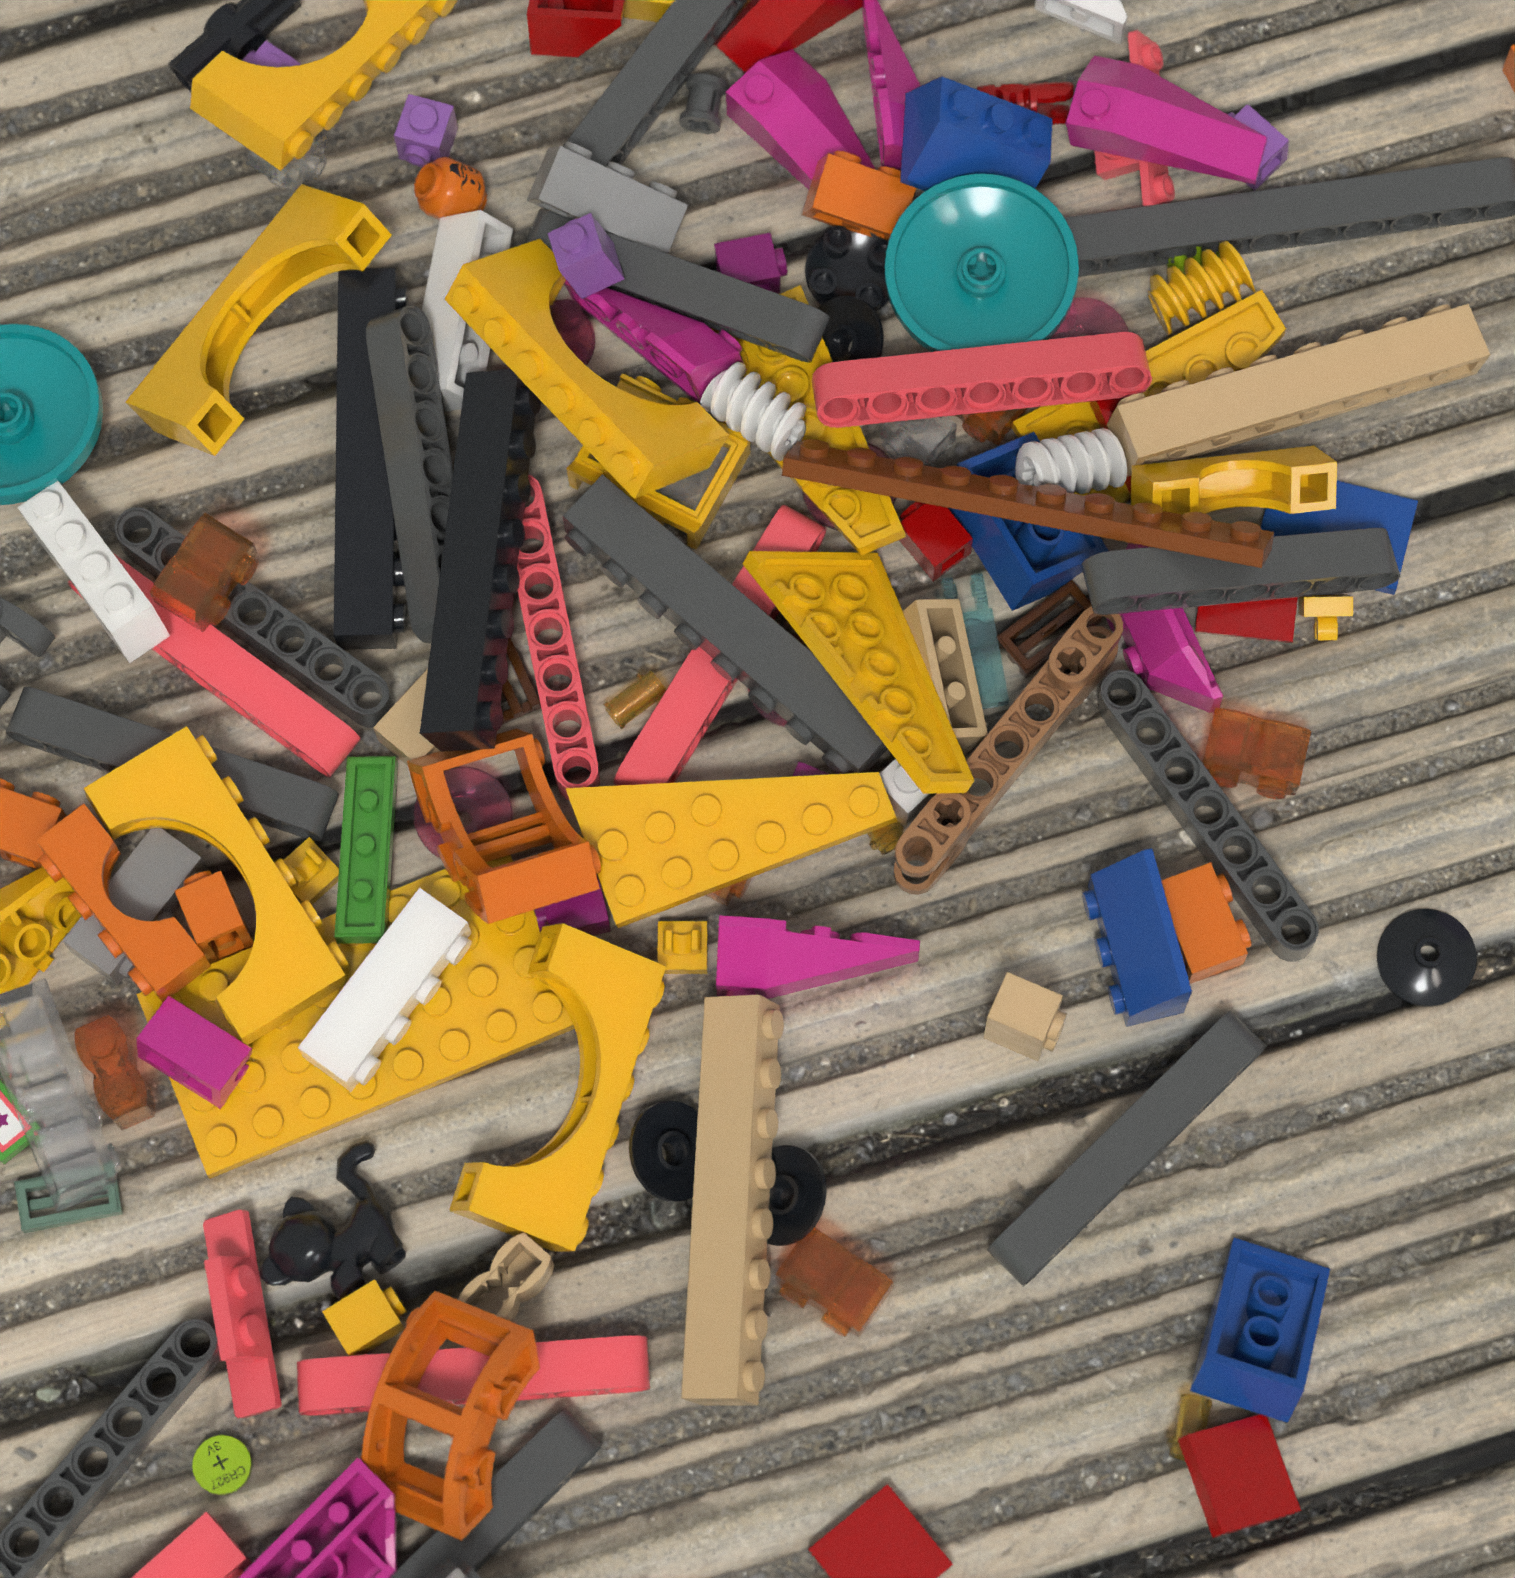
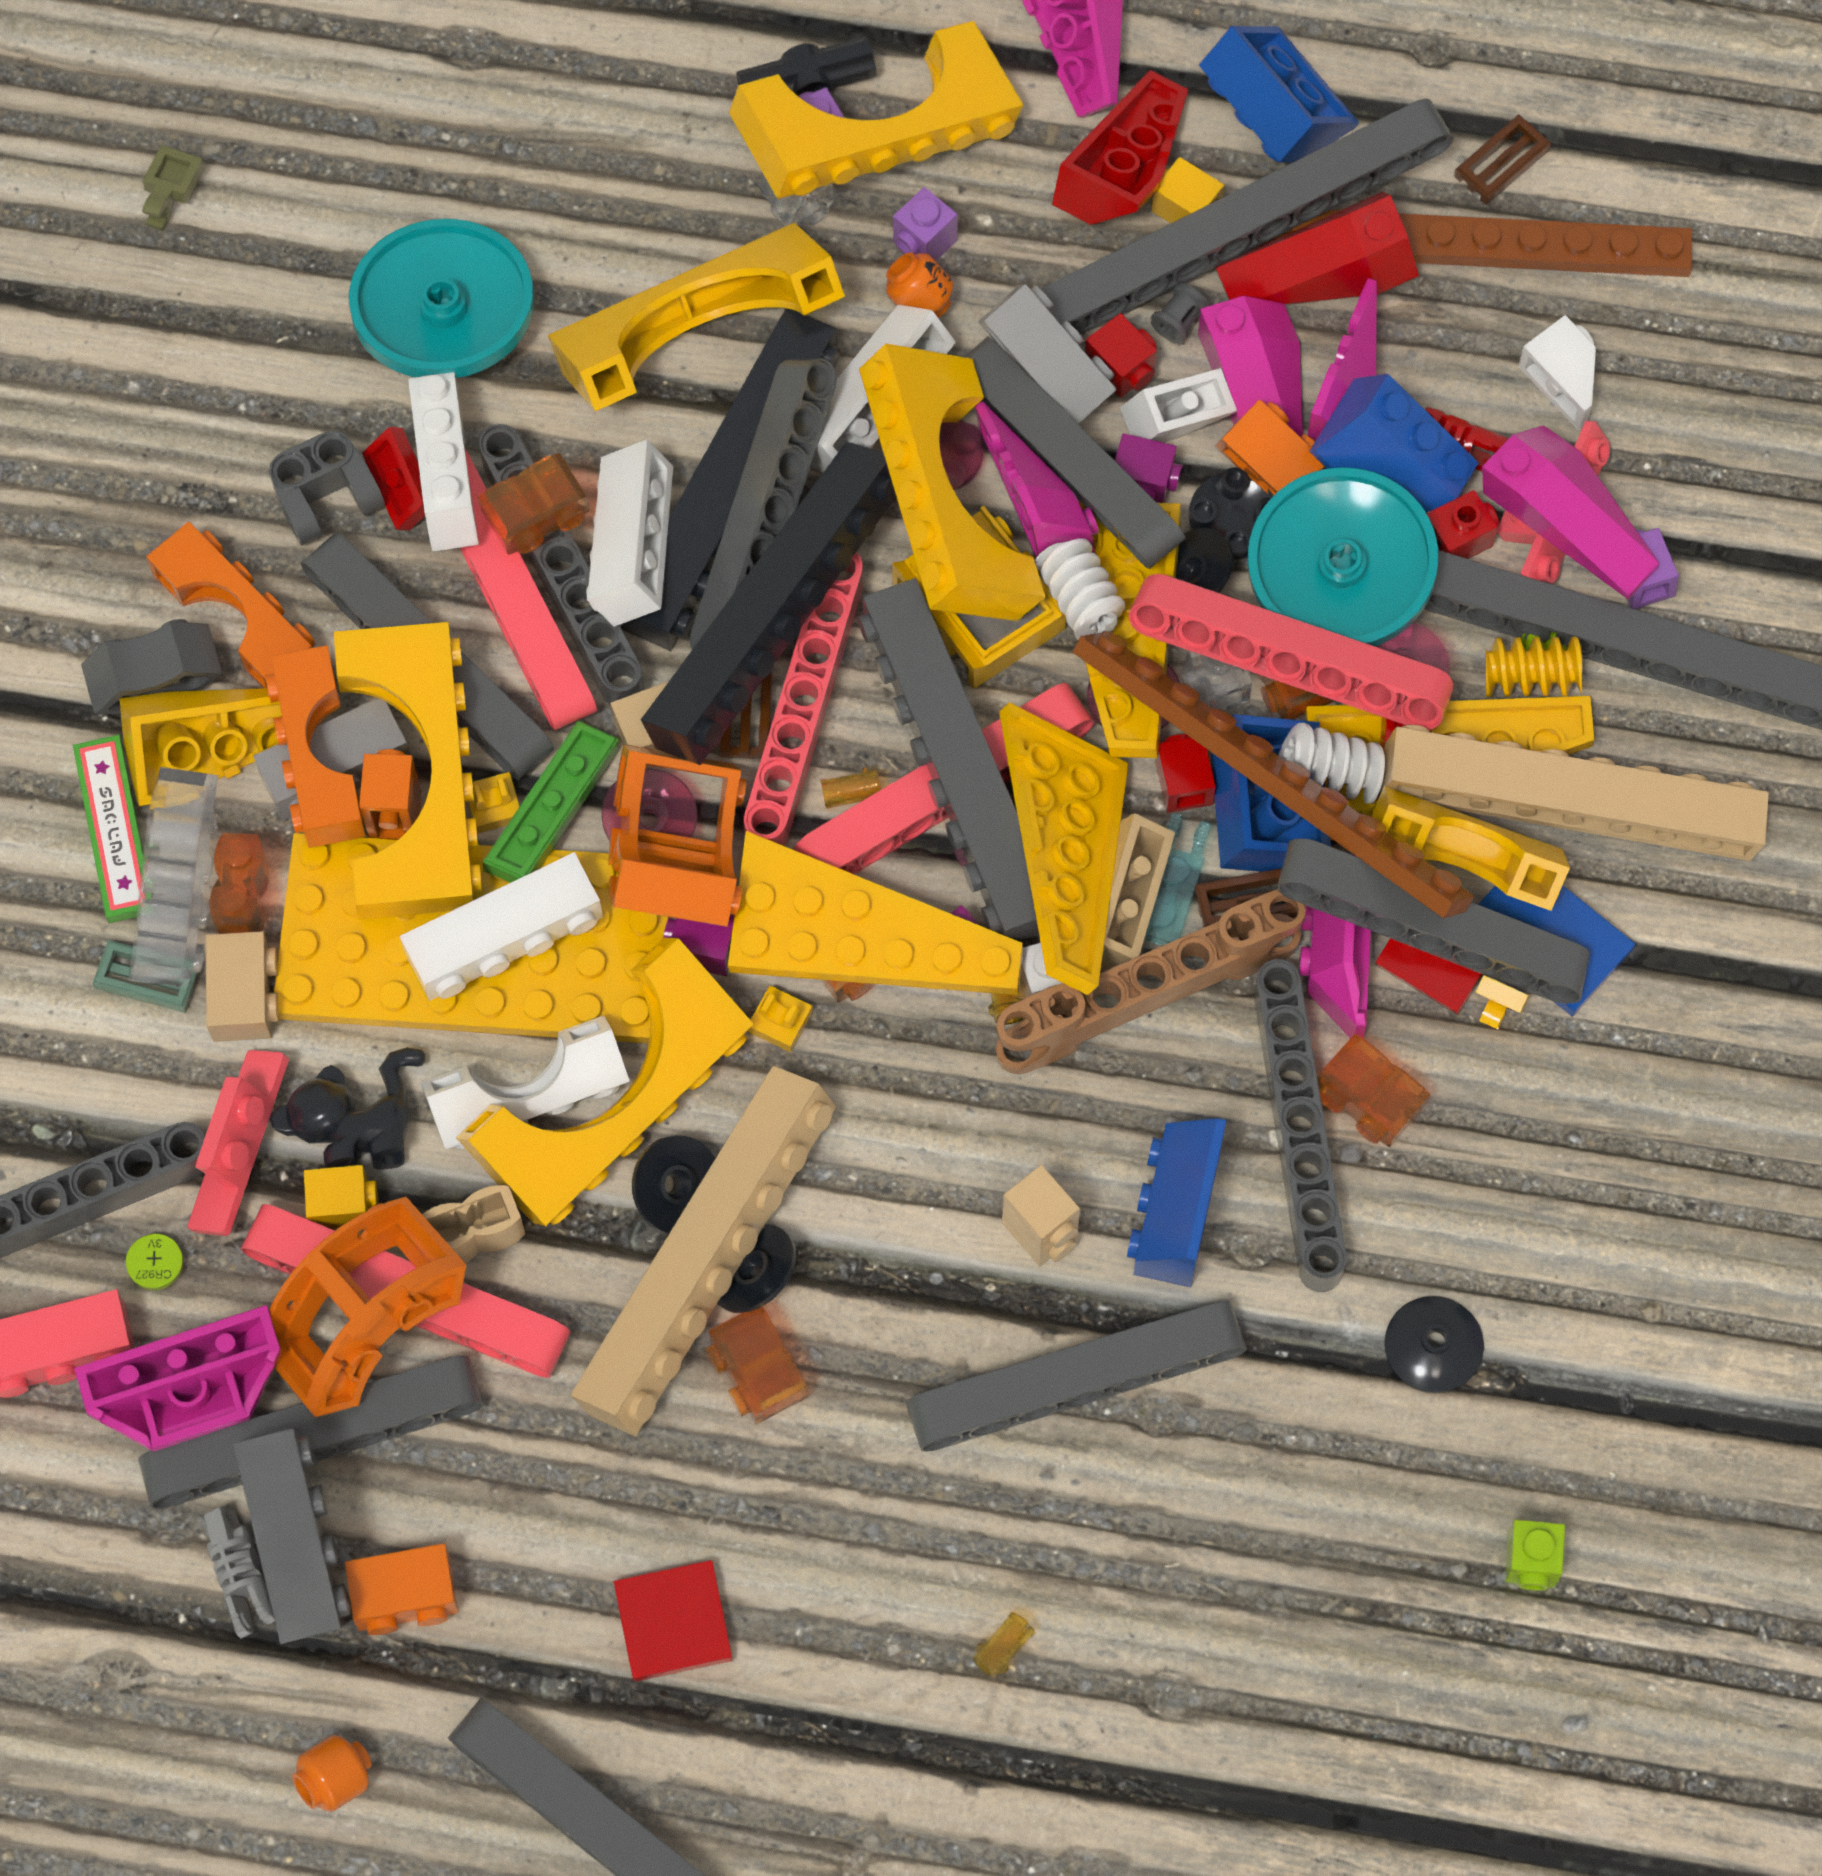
camera: 25 degrees right, 5 degrees down
(54, 605) = (397, 477): none -> red plate
(164, 1164) = (239, 986): none -> tan brick
(193, 1052) = (312, 900): dark pink hinge -> none
(307, 557) = (630, 533): none -> white brick
(526, 1085) = (582, 1067): none -> white arch
(586, 255) = (1000, 388): medium lavender brick -> none
(674, 163) = (1126, 352): none -> red brick
(751, 194) = (1178, 407): none -> white slope
(771, 961) = (856, 1070): dark pink wedge -> none
(1069, 181) = (1465, 526): none -> red brick
(1204, 922) = (1245, 1213): orange brick -> none
(1239, 1475) = (1023, 1704): red tile -> none
(1261, 1331) = (1109, 1591): blue slope -> none

